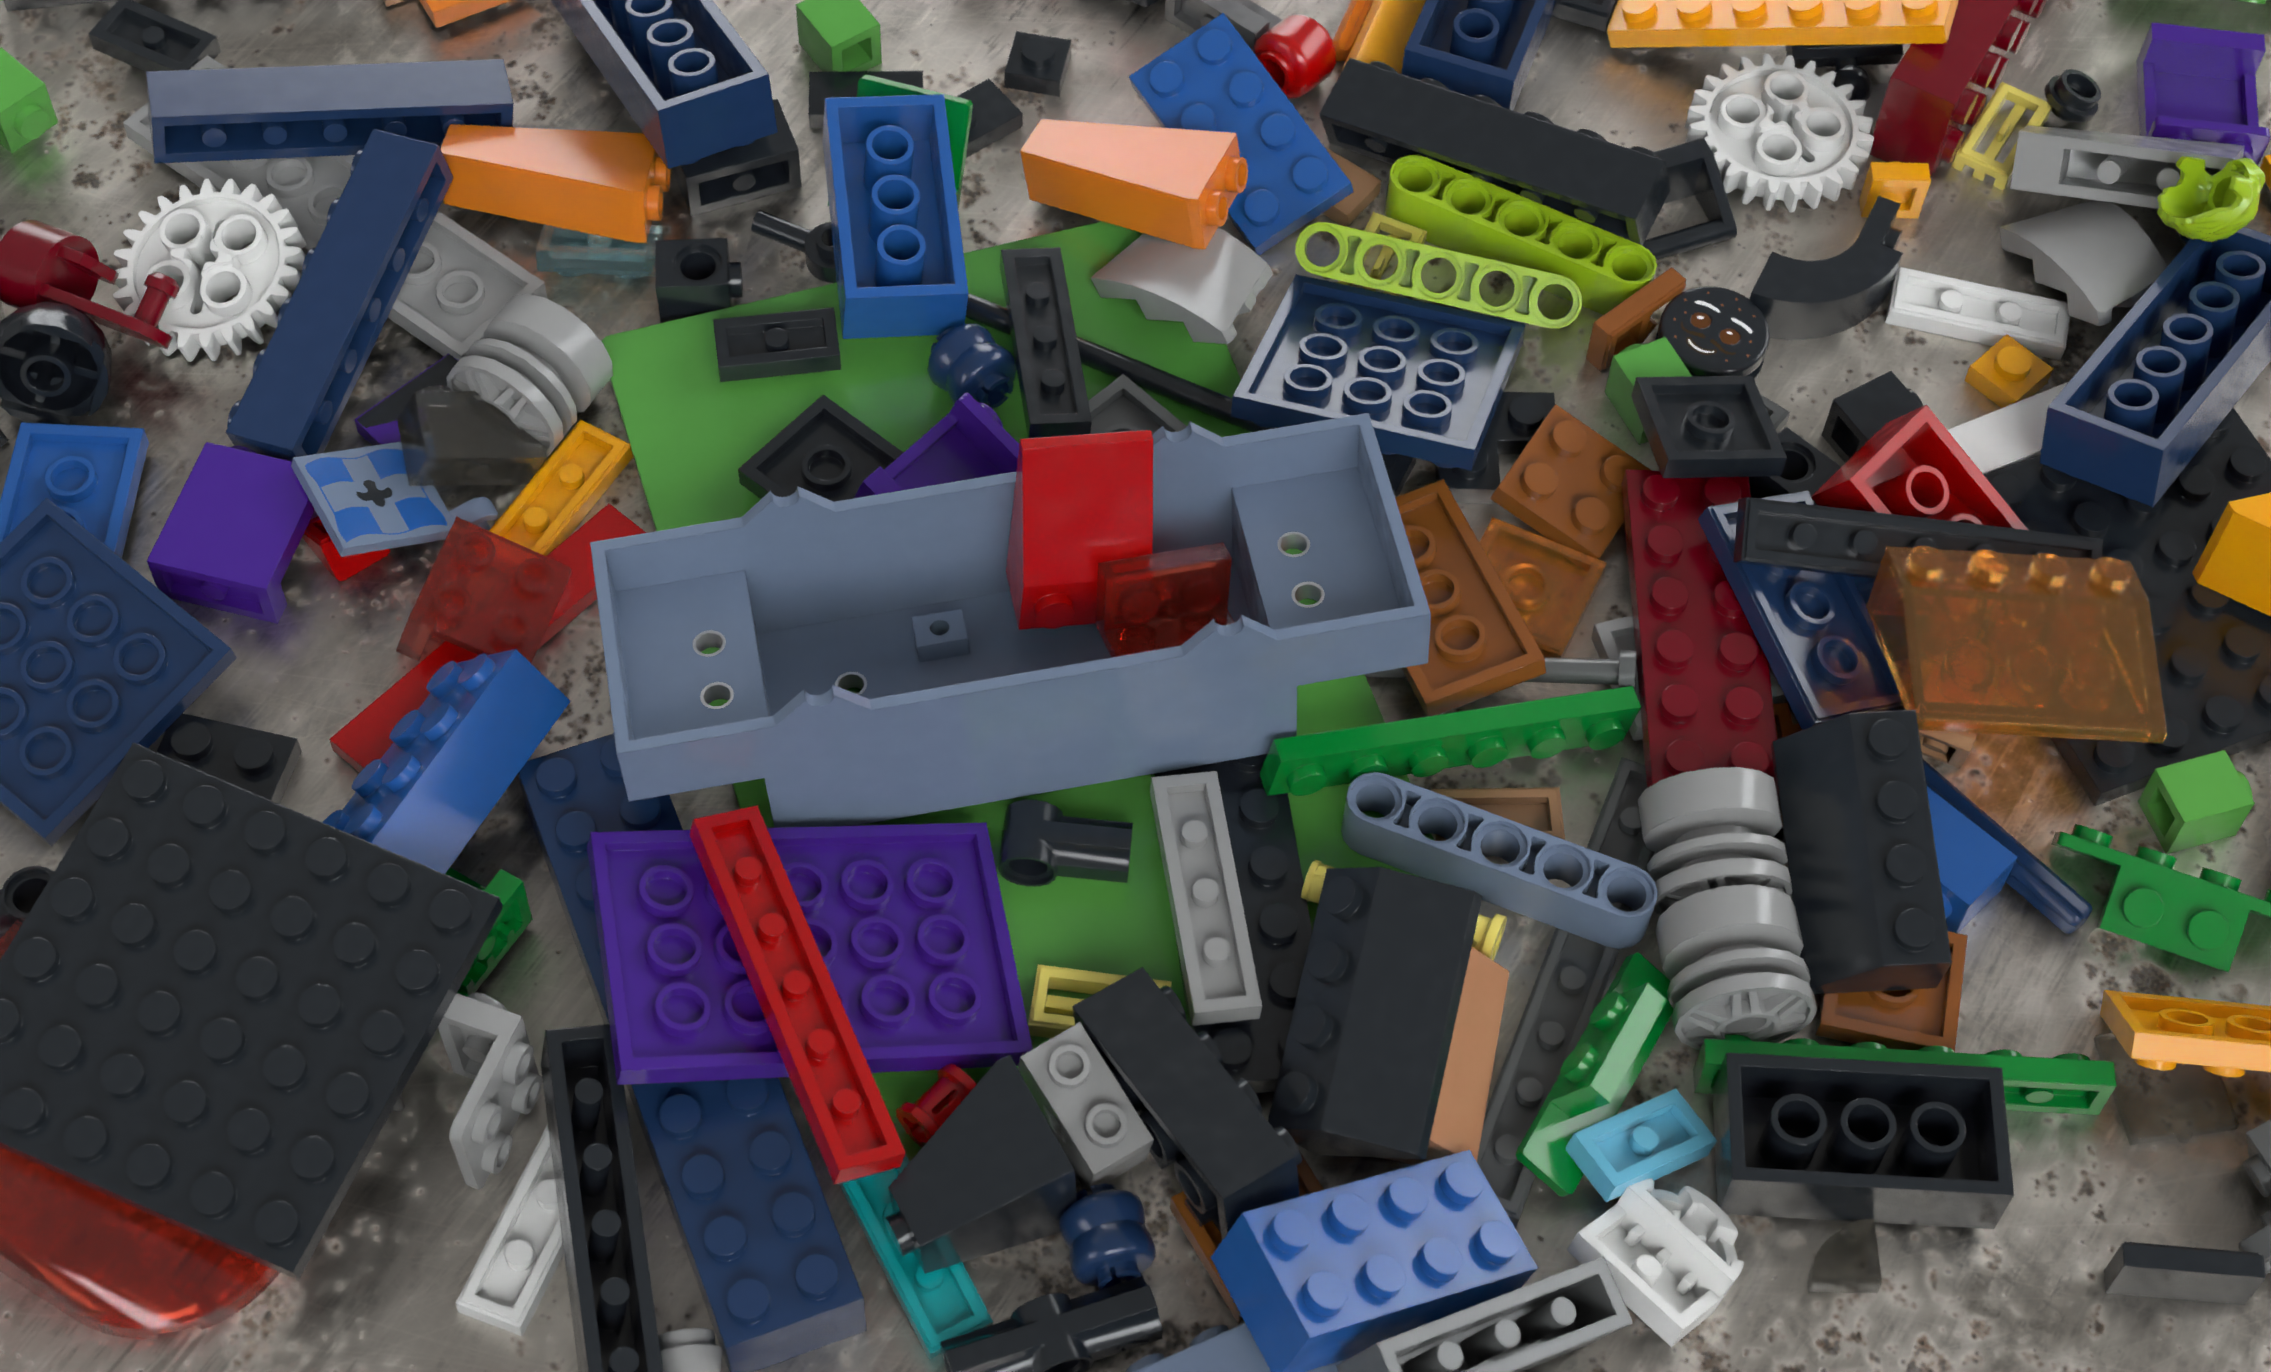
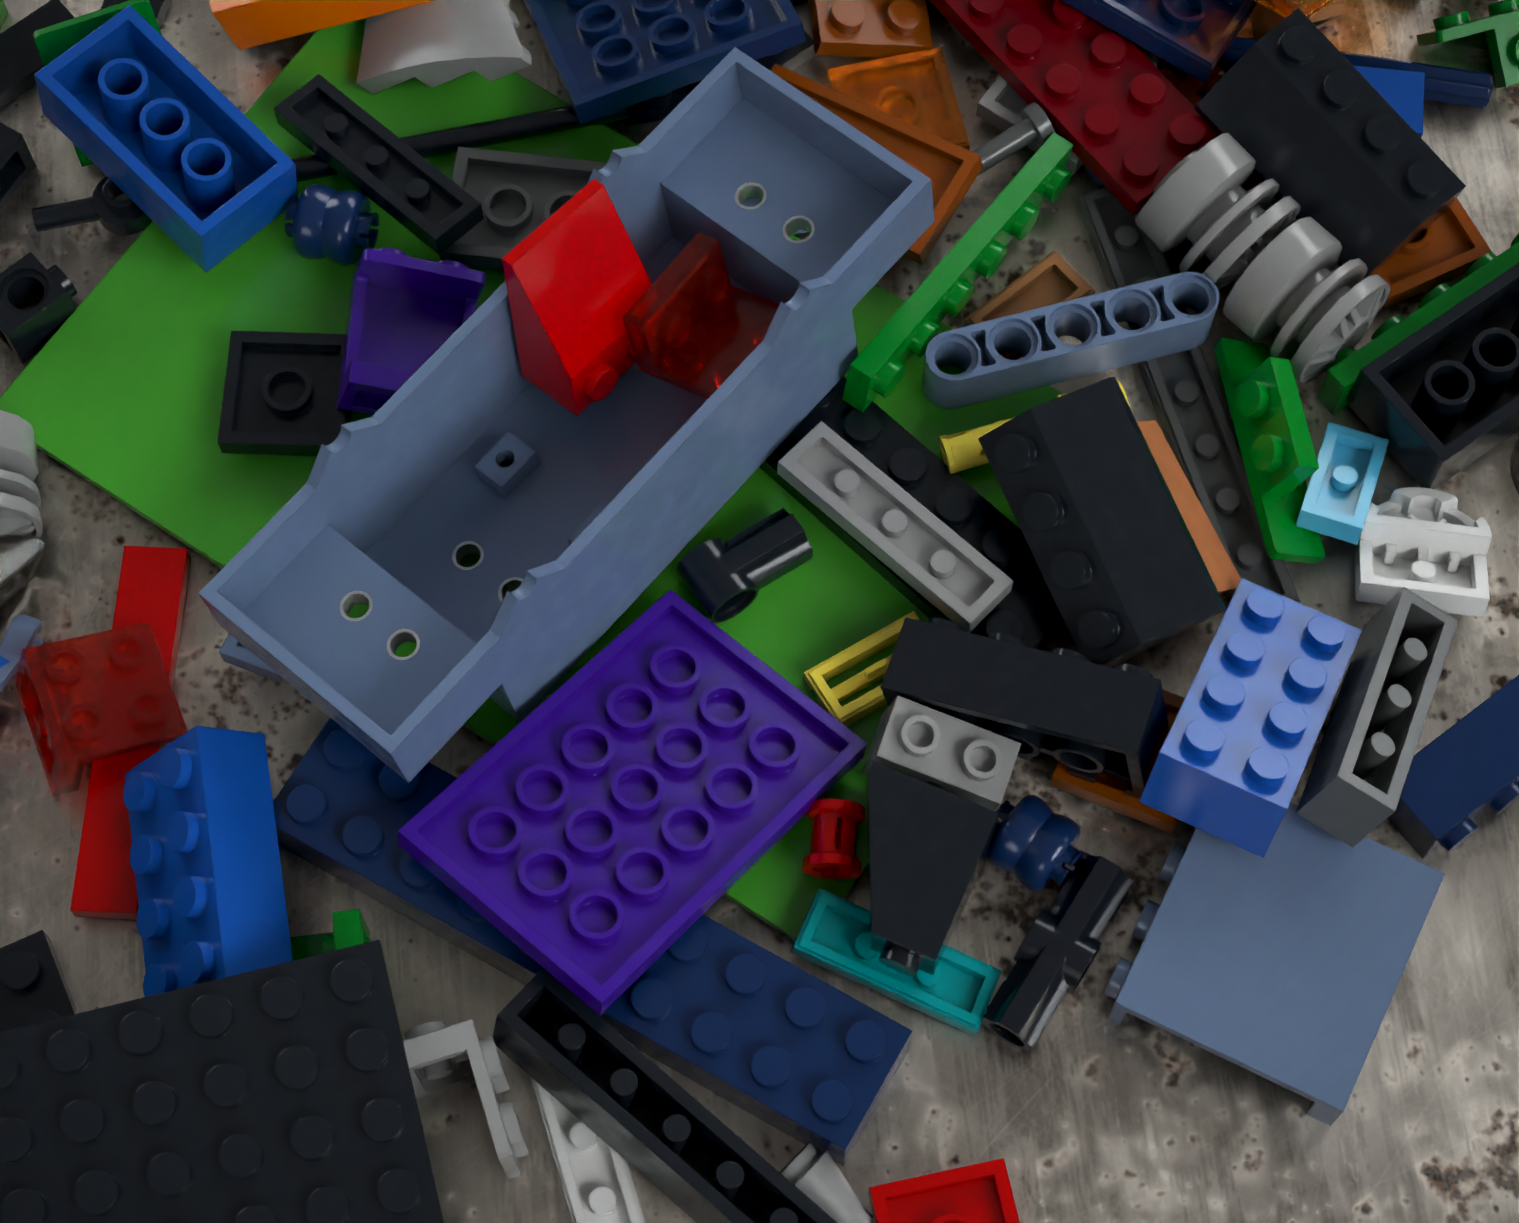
camera: 35 degrees left, 10 degrees up
(564, 489) = (73, 564): light orange tile -> none
(777, 344) = (151, 314): black plate -> none
(797, 995) = (673, 836): red plate -> none

